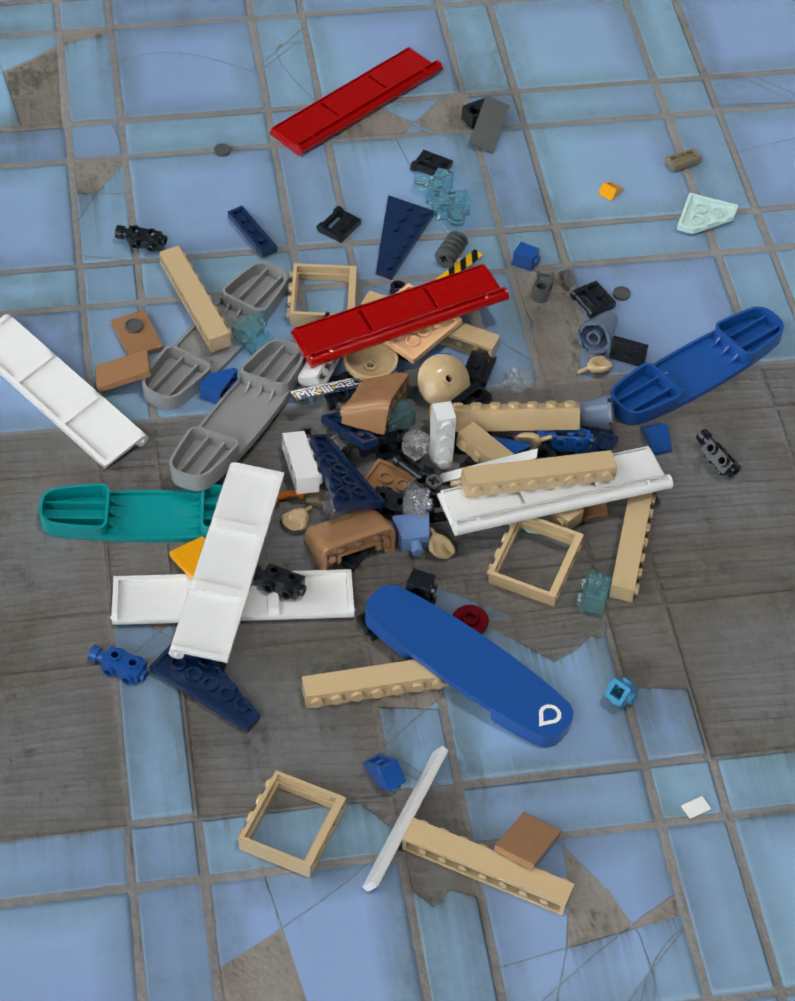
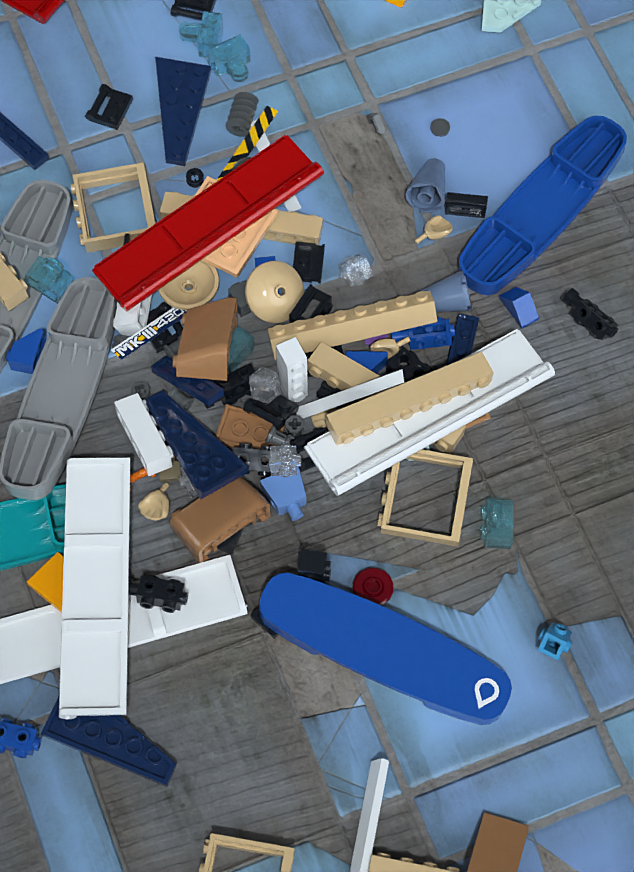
camera: 10 degrees left, 15 degrees up
(368, 683) = (281, 695): tan brick -> none
(385, 772) = (326, 800): blue slope -> none
(440, 545) = (319, 501): tan piece -> none
(526, 256) = (326, 104): blue brick -> none
(542, 286) = (352, 140): dark grey piece -> none
(597, 296) = (415, 139): black plate -> none
(631, 546) = (524, 456): tan brick -> none

